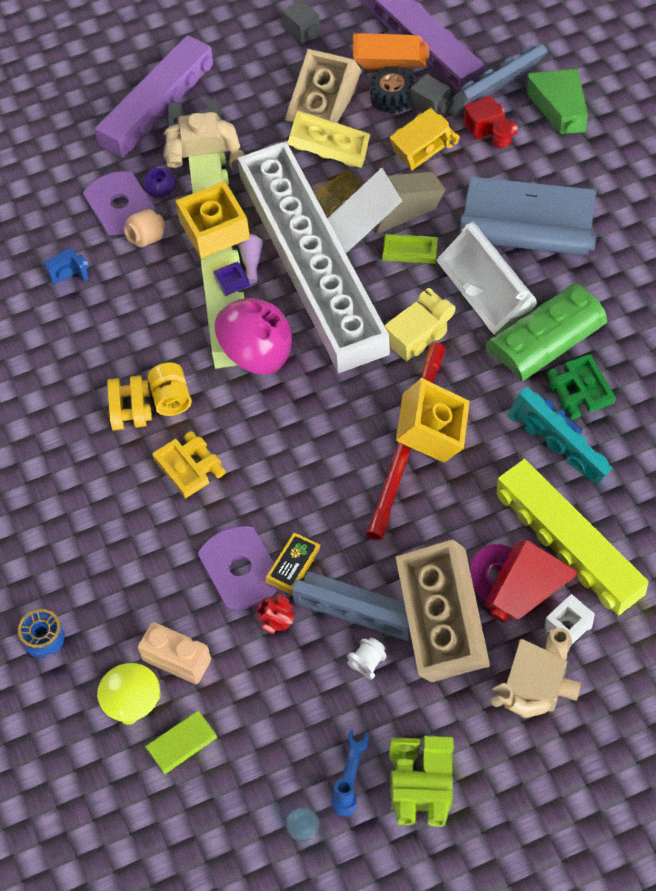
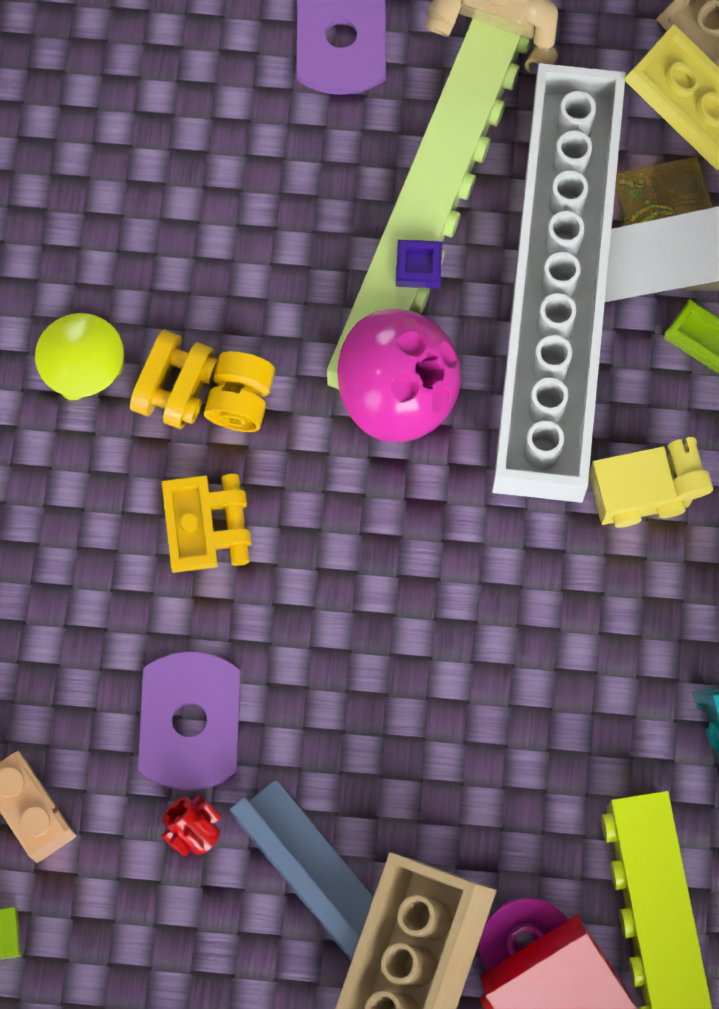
camera: 25 degrees right, 15 degrees up
(66, 264) = (204, 104): blue bracket -> none
(66, 419) = (79, 355): none -> neon yellow dish
(144, 228) = (349, 102): light nougat head -> none
(159, 182) = (408, 43): dark purple plate -> none
(212, 219) = (440, 156): yellow brick -> none
(250, 253) = (478, 223): lavender cone -> none
(292, 563) = (260, 759): tile -> none
(367, 657) = (279, 962): white brick -> none
(382, 512) = (424, 752): red piece -> none
(433, 420) = (573, 656): yellow brick -> none

